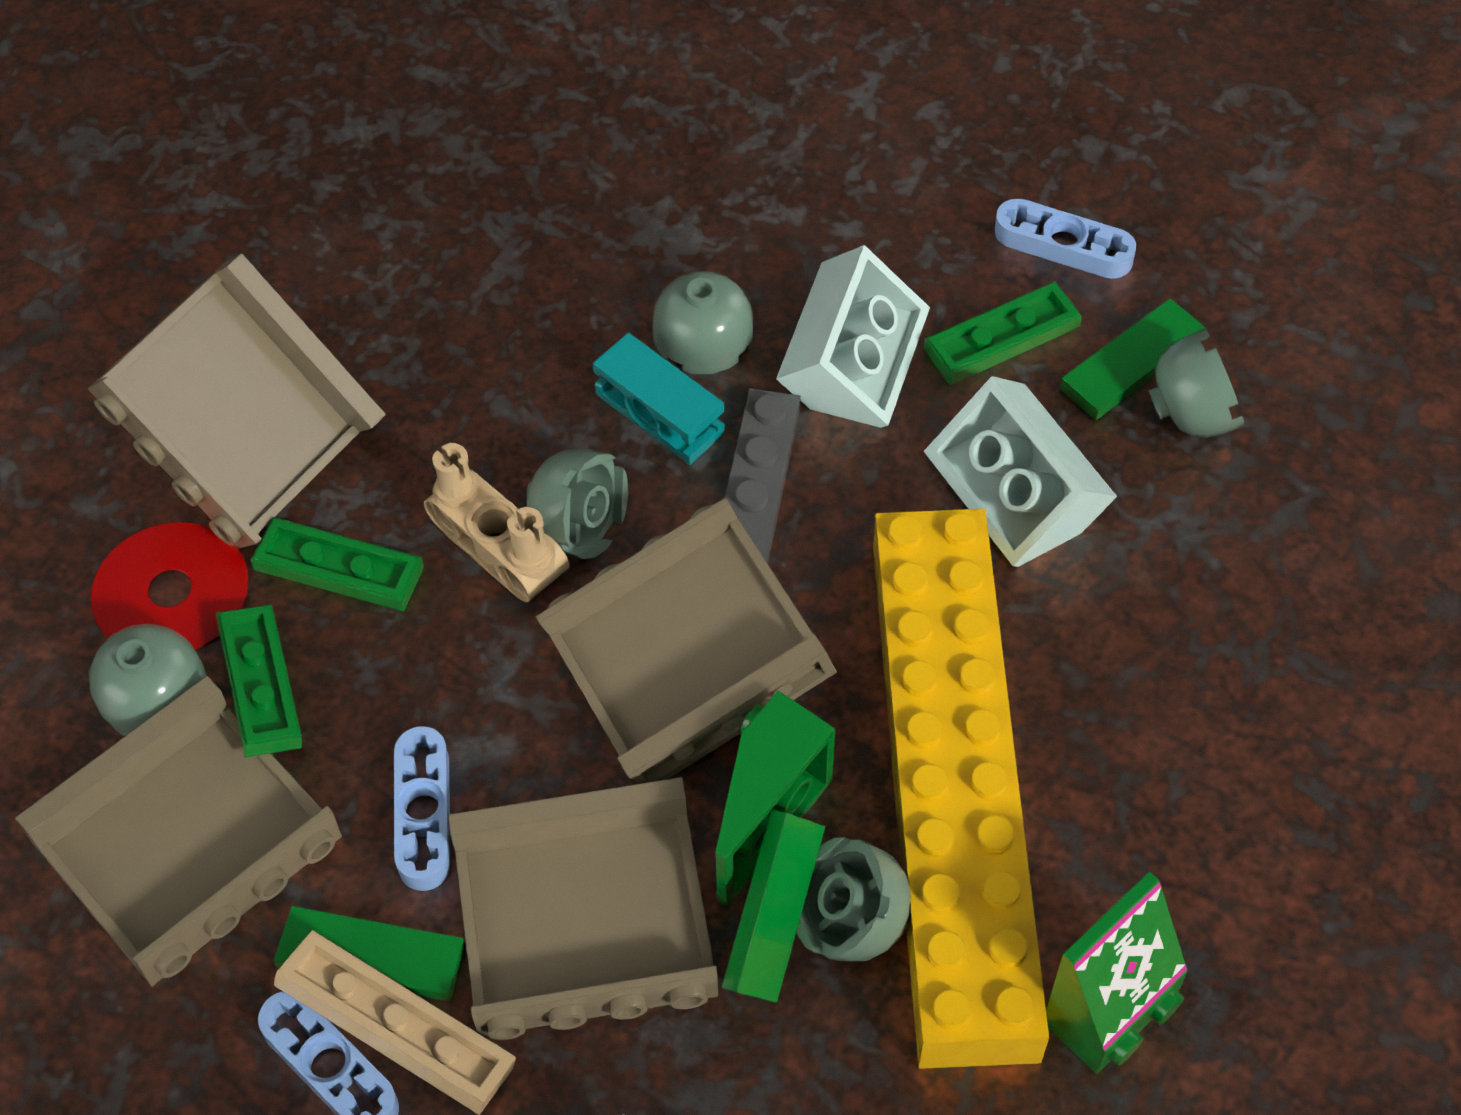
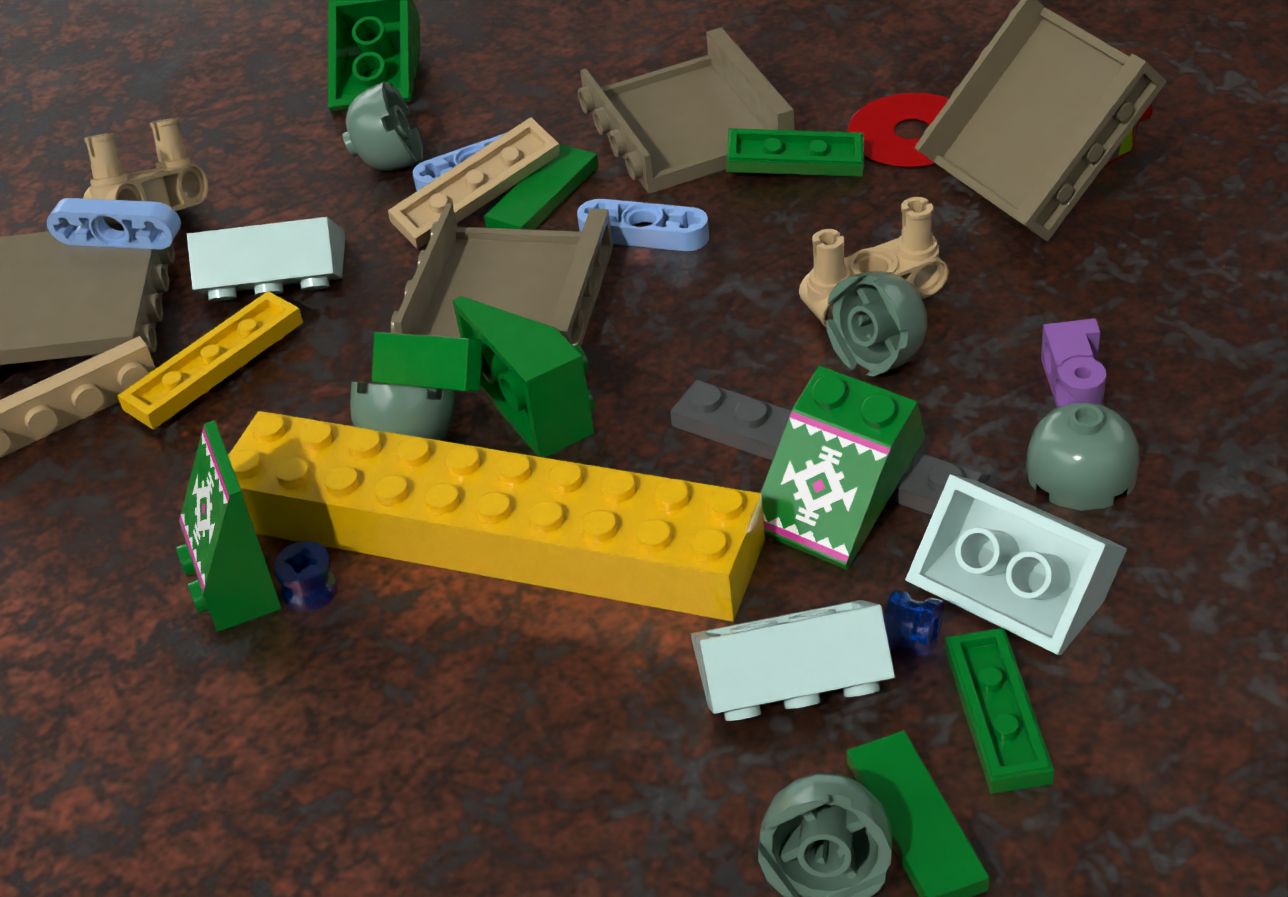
camera: 115 degrees right, 15 degrees down
(141, 674) = (824, 95): sand green cylinder -> none
(337, 563) = (881, 215): green tile -> none
(571, 350) = (1072, 362): none -> medium lavender leg
(659, 398) = (988, 403): teal piece -> none
(684, 643) = (697, 367): dark tan panel -> none
(803, 477) = (838, 465): none -> green slope
(950, 390) = (913, 623): none -> clear blue wheel
(1079, 901) = (305, 576): none -> clear blue wheel
(1094, 261) = (1120, 833): light blue beam -> none

